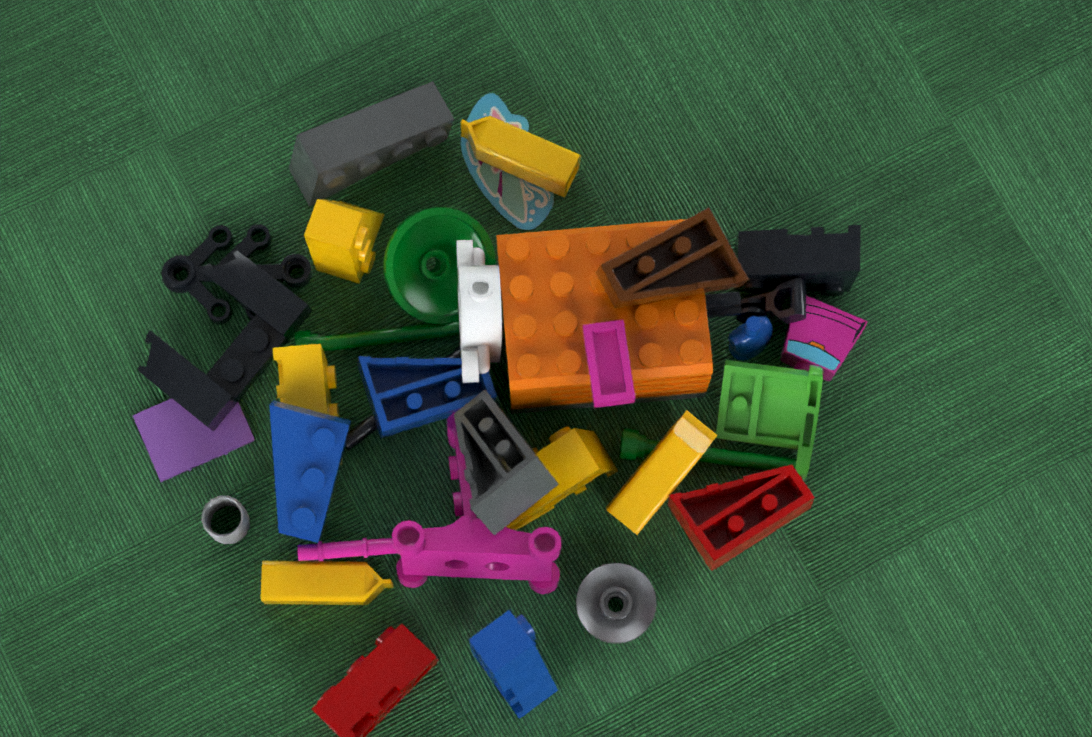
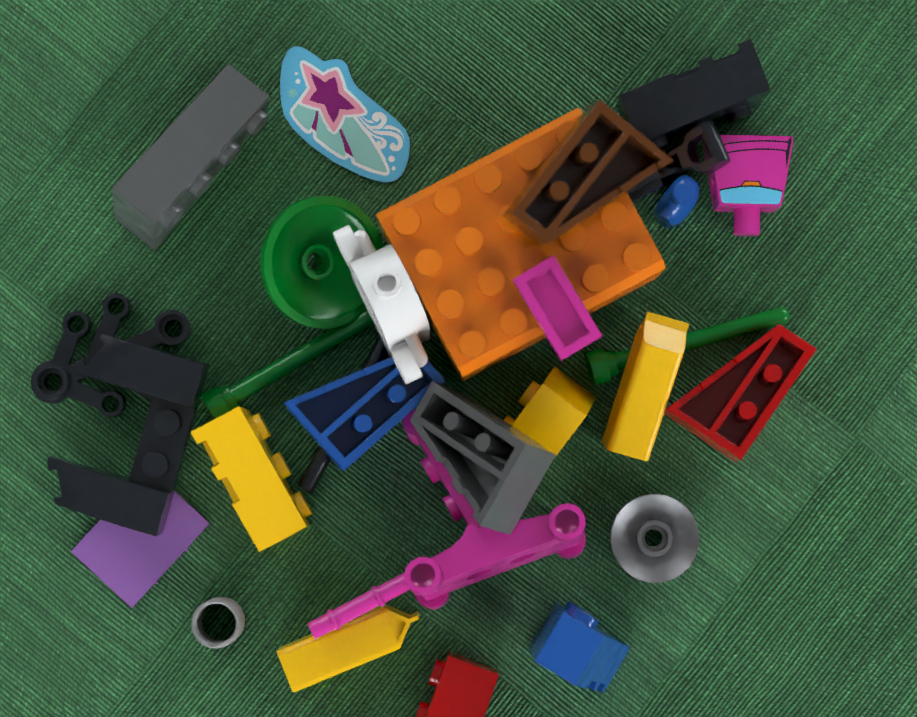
camera: 25 degrees left, 10 degrees up
(306, 466) = (280, 539): blue wedge -> none
(342, 238) = (208, 273): yellow wedge -> none
(522, 154) = (355, 103): yellow piece -> none
(771, 407) = (730, 269): bright green piece -> none

